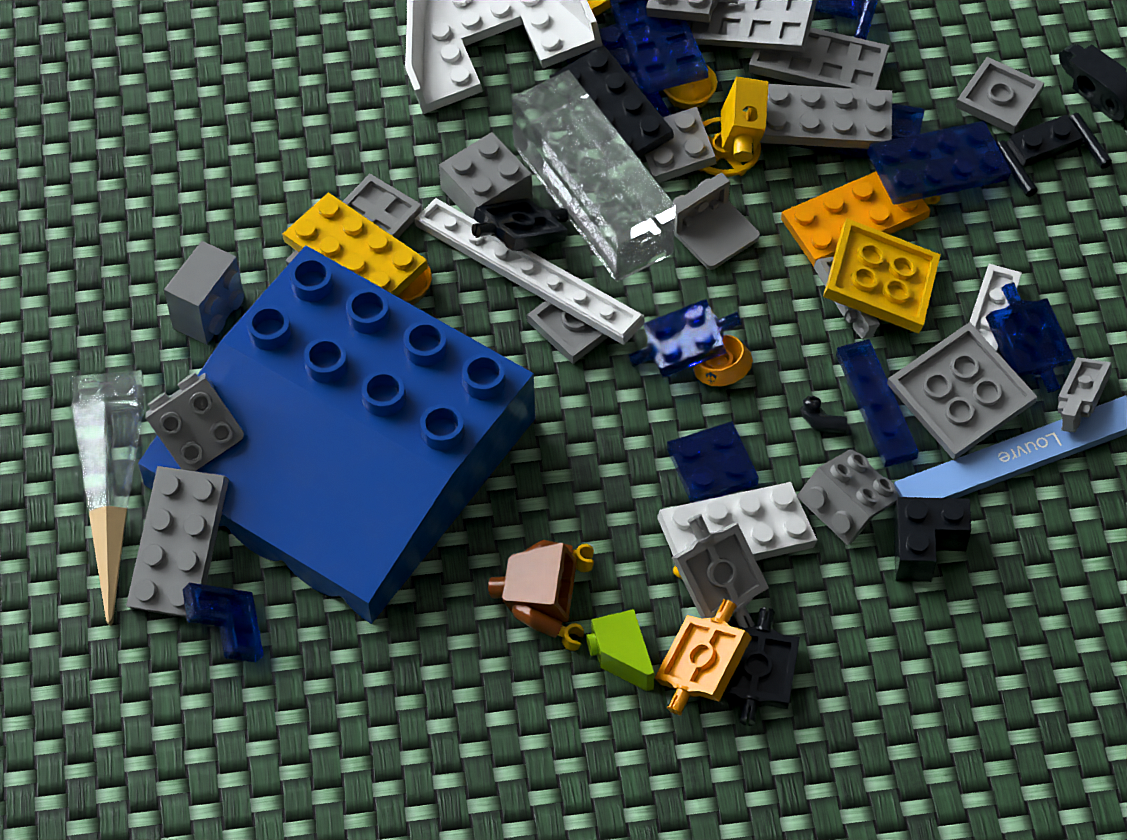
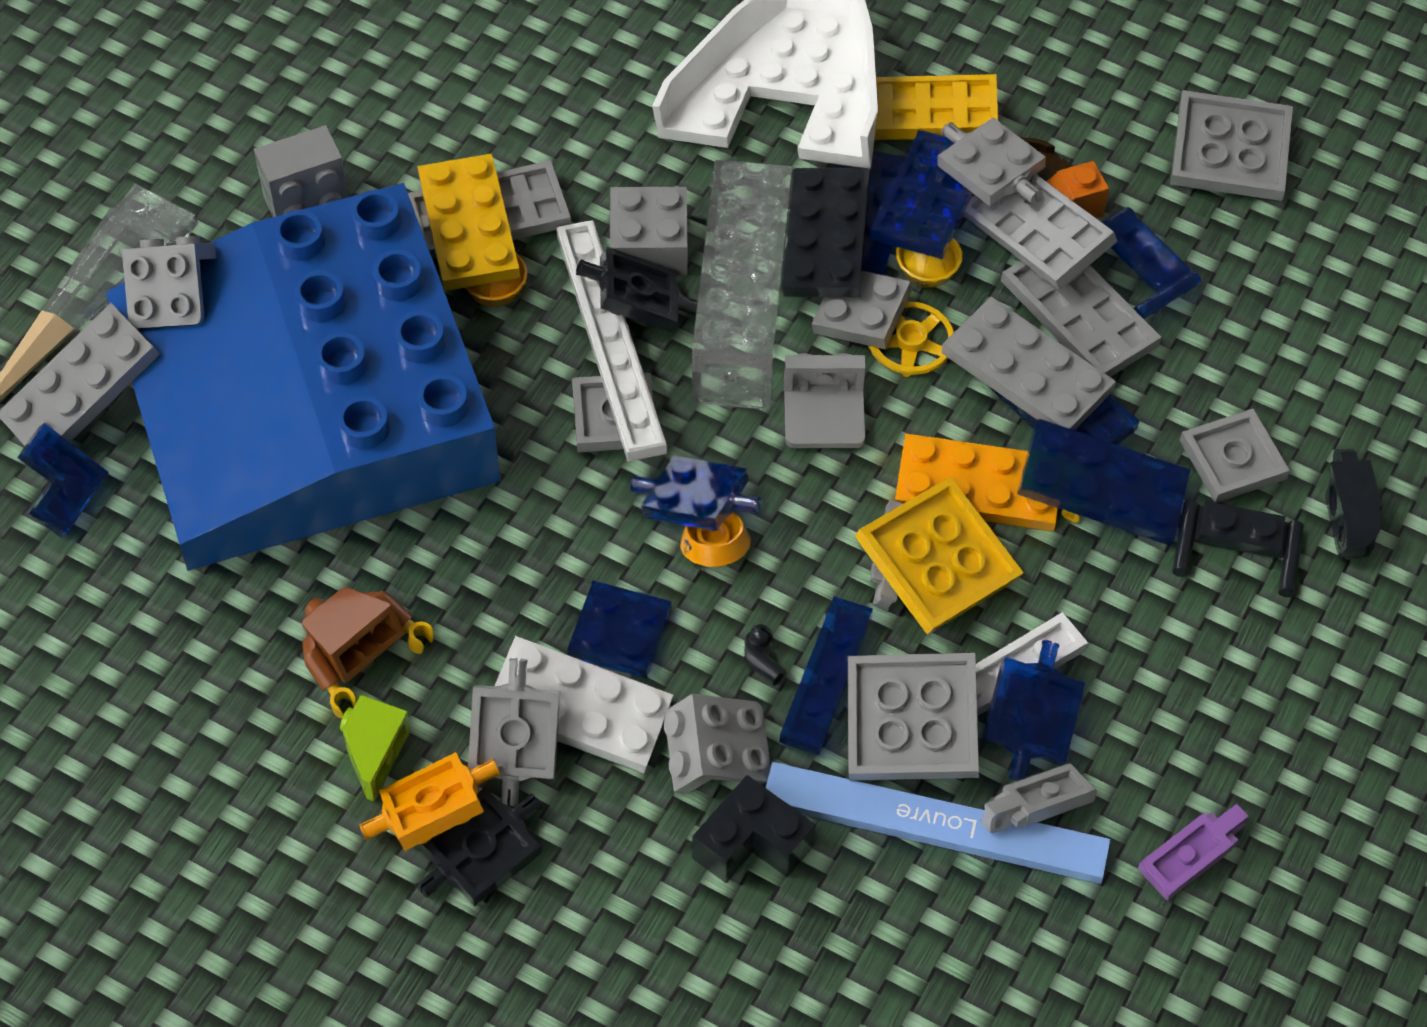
camera: 35 degrees right, 0 degrees up
(744, 129) = (937, 318): yellow torso -> none

